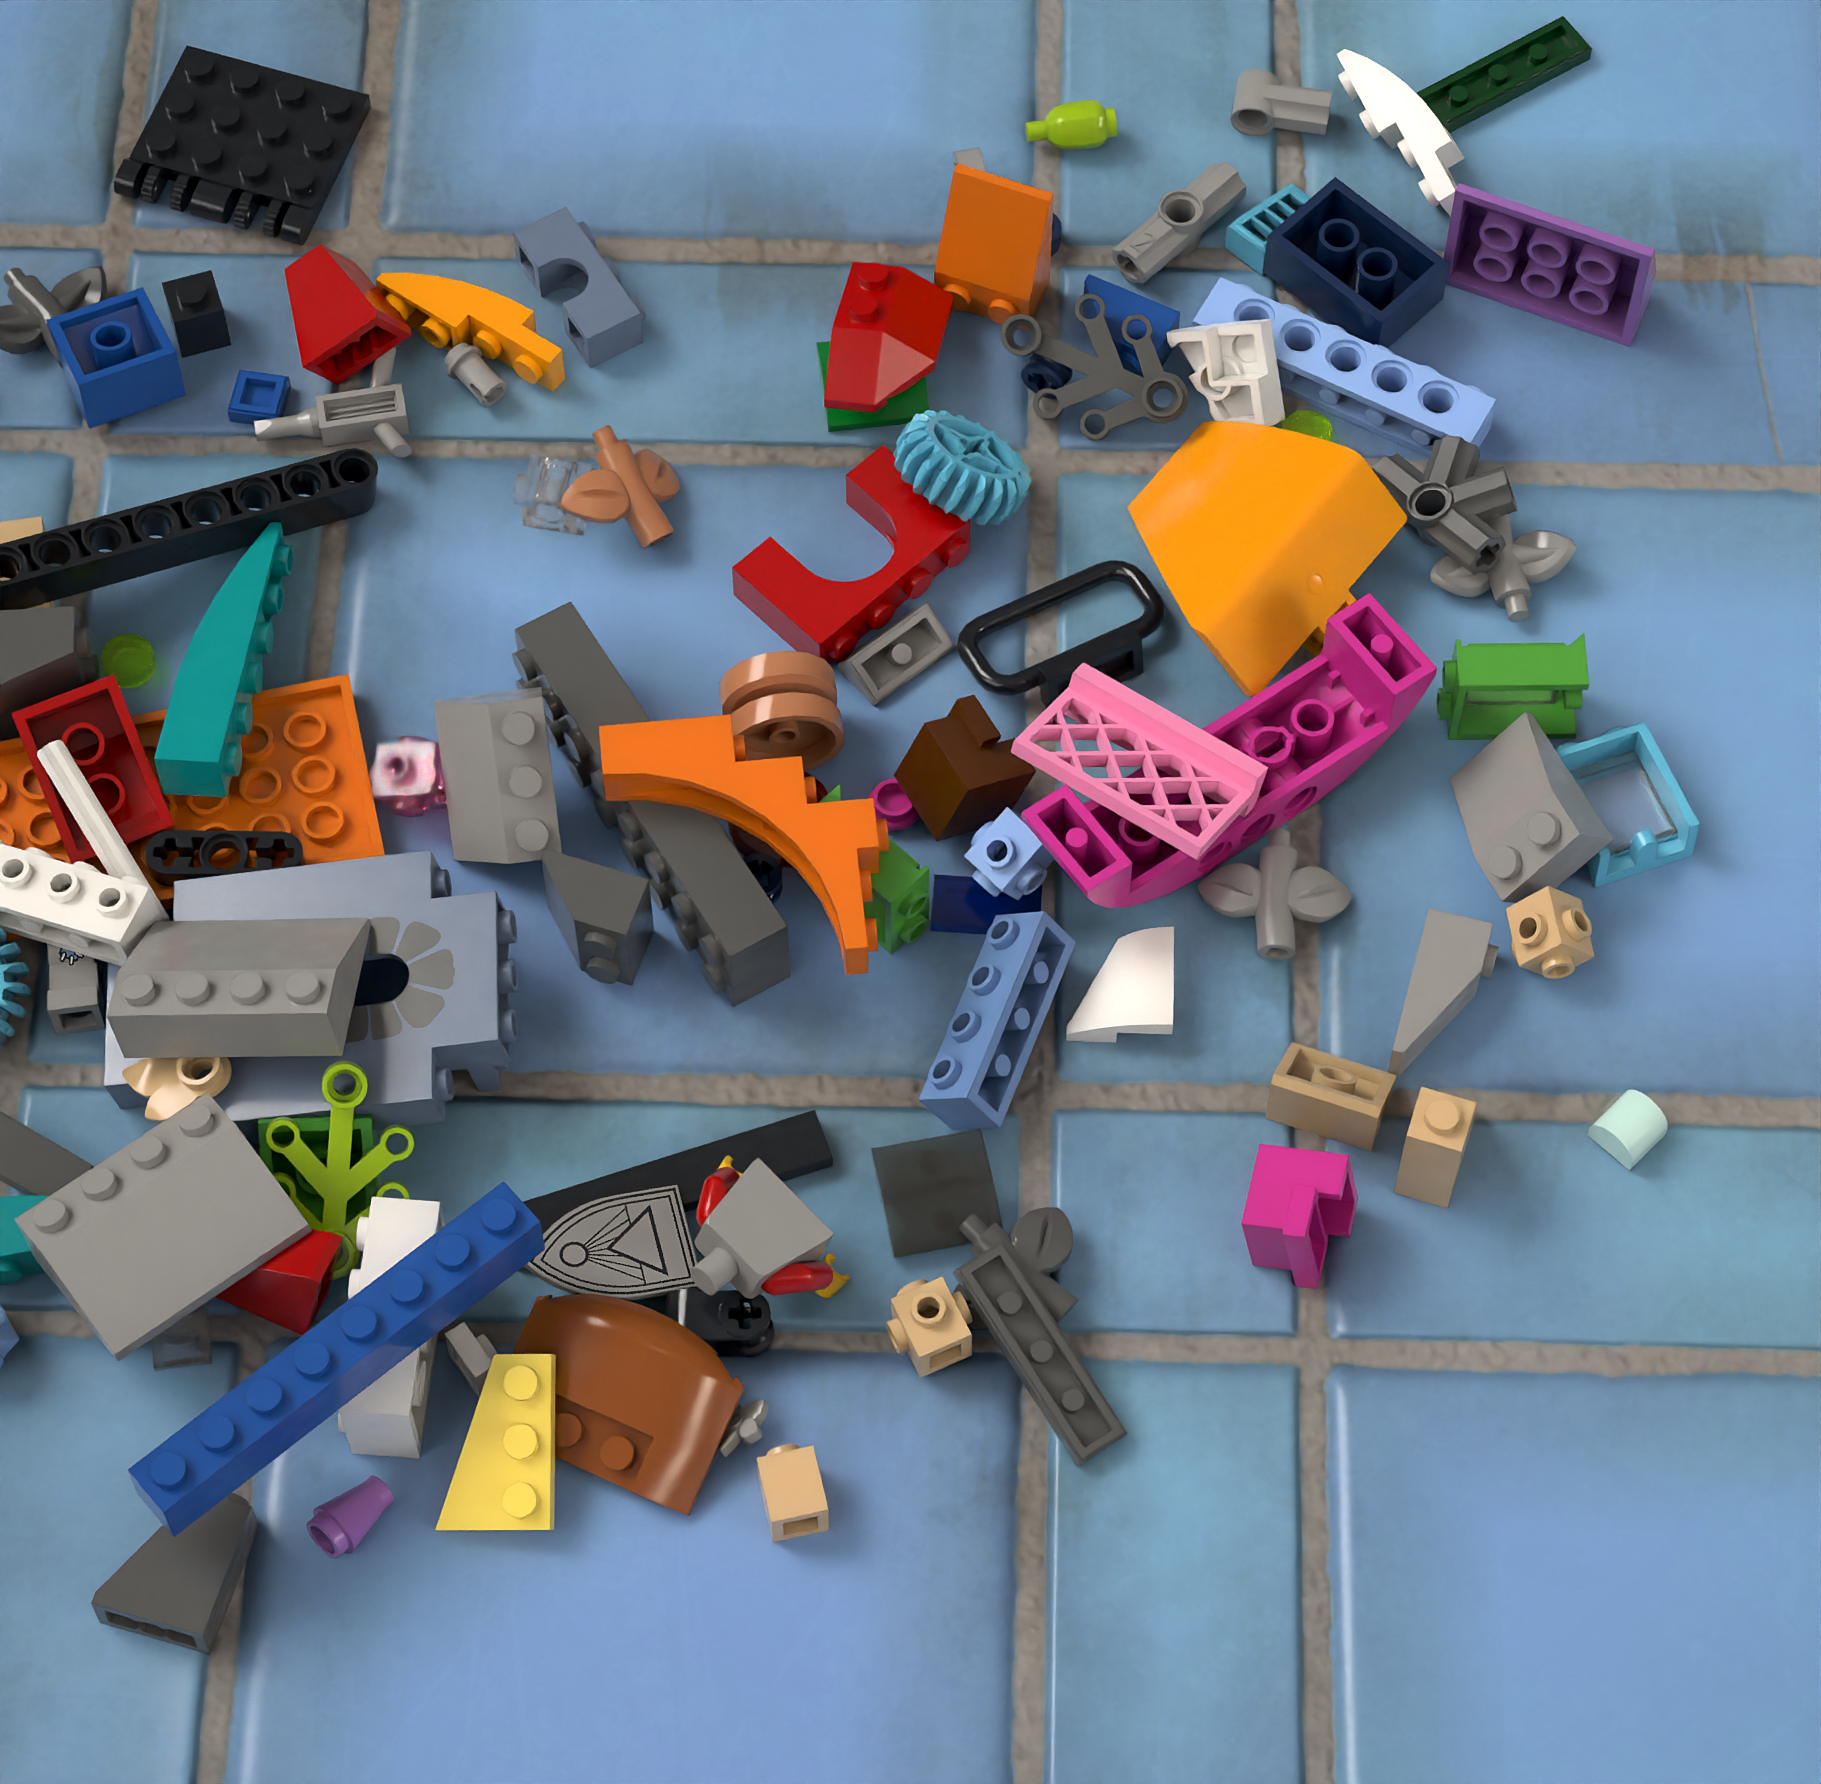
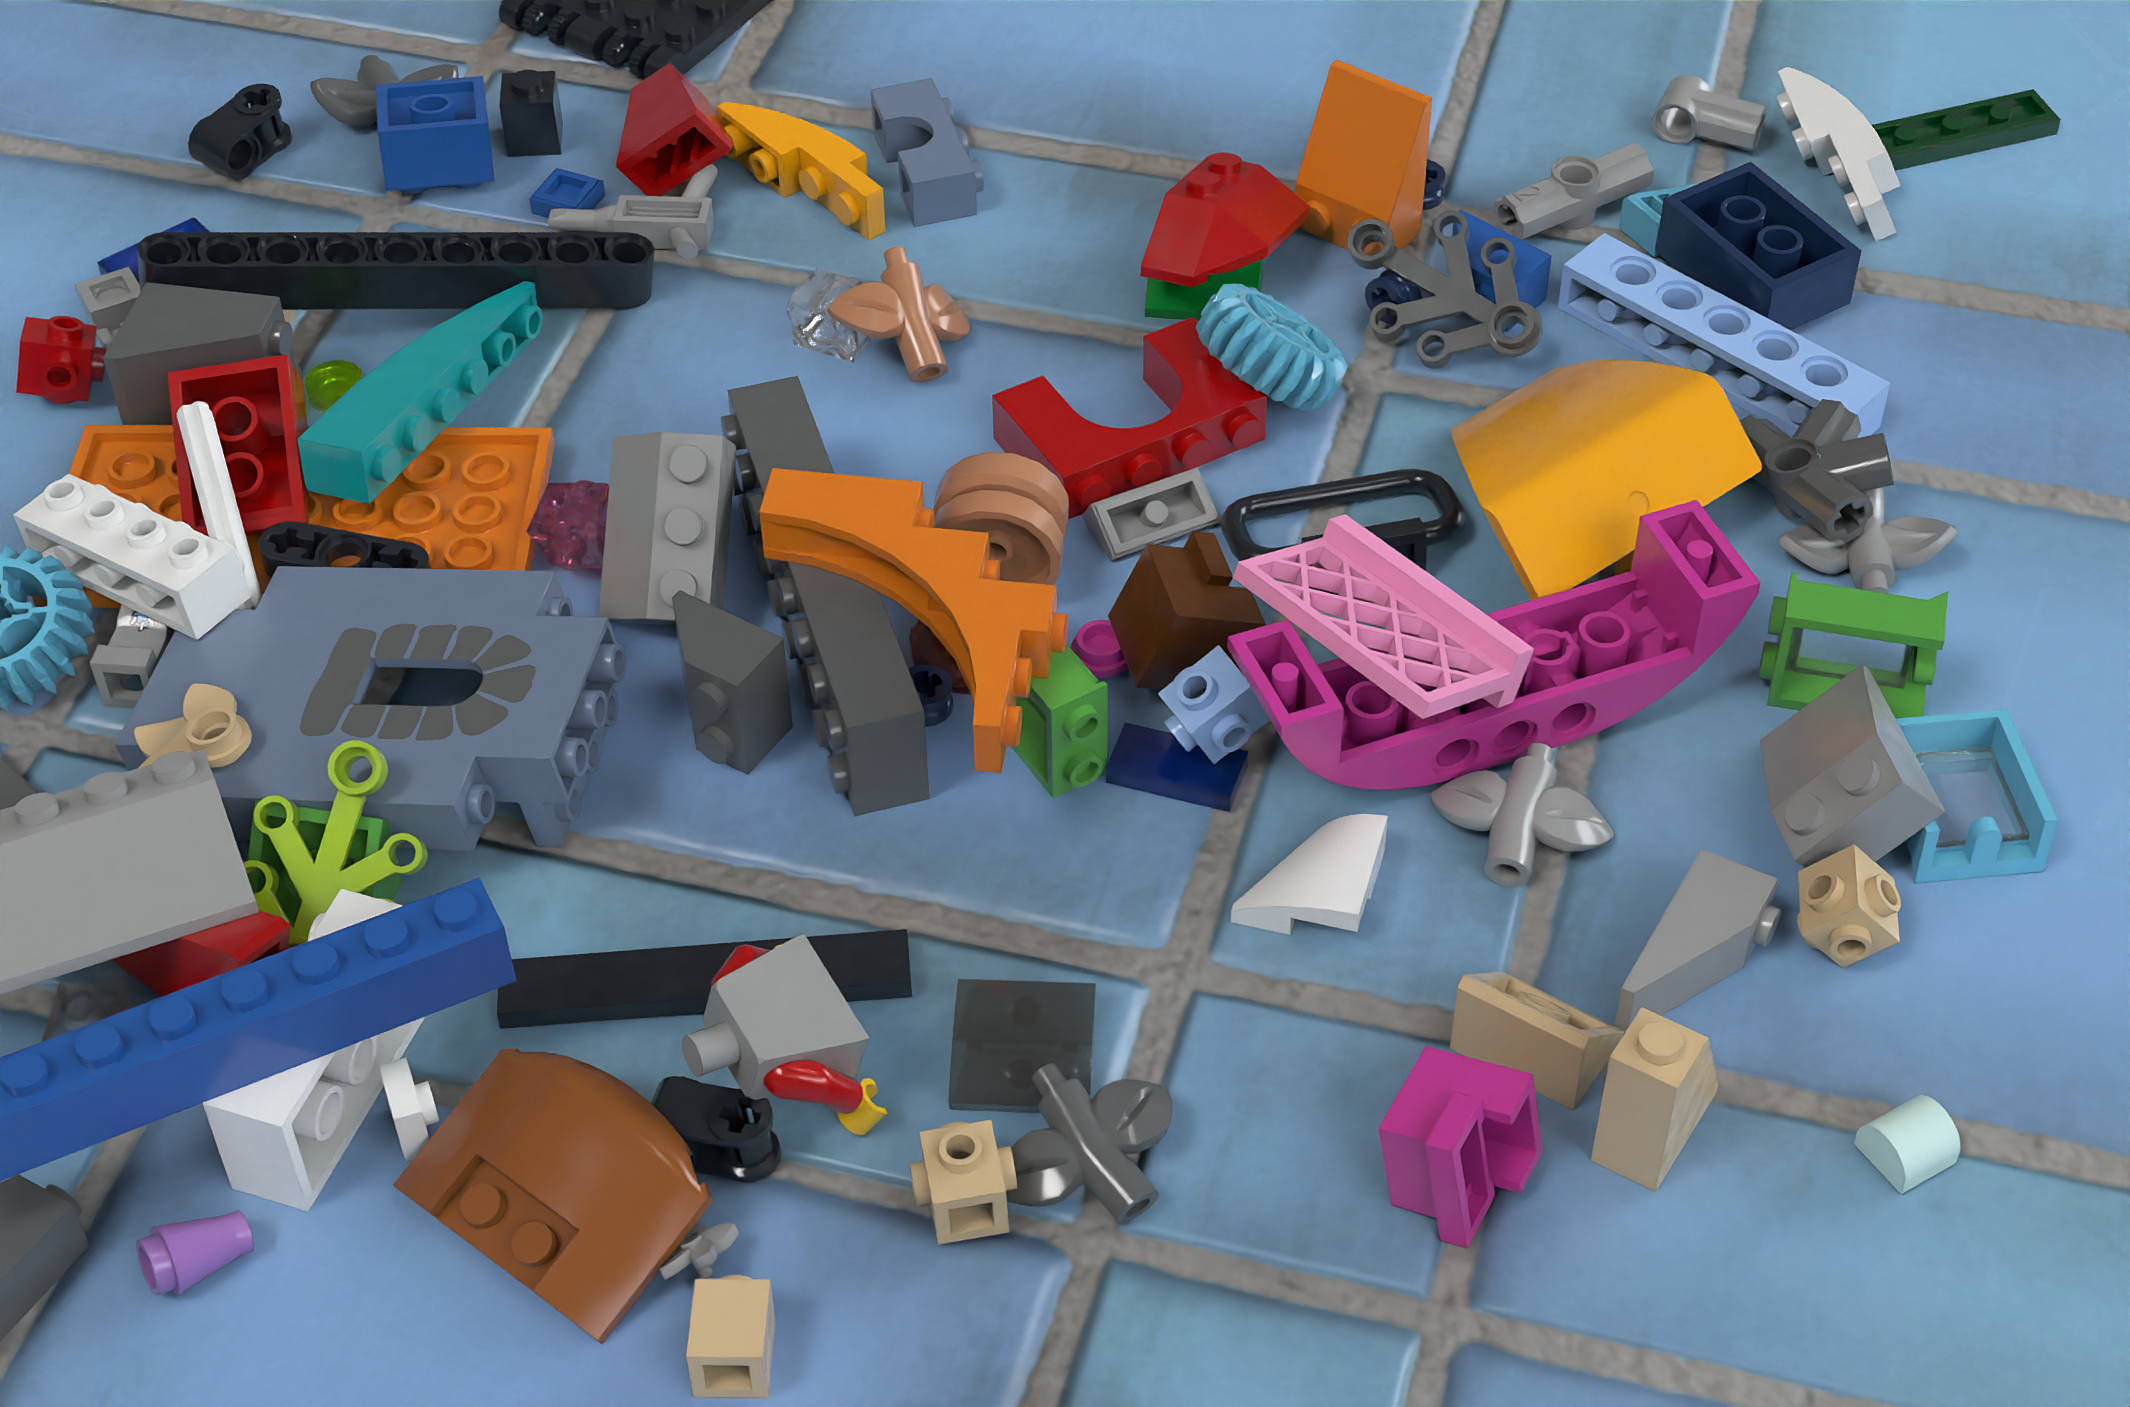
camera: 15 degrees right, 15 degrees down
(239, 988) = (279, 661): light grey slope -> none
(466, 364) = (786, 198): light grey pin -> none
(509, 1451) = (403, 1214): light yellow wing -> none
(620, 1247) = (616, 1018): light grey shield -> none
(997, 1021) = (1147, 872): medium blue brick -> none
(1039, 1353) = (1090, 1241): dark grey tile -> none
(1075, 126) = (1484, 101): lime plant -> none
(1234, 369) = (1598, 309): white slope -> none
(1548, 265) = (1977, 267): medium lavender slope -> none

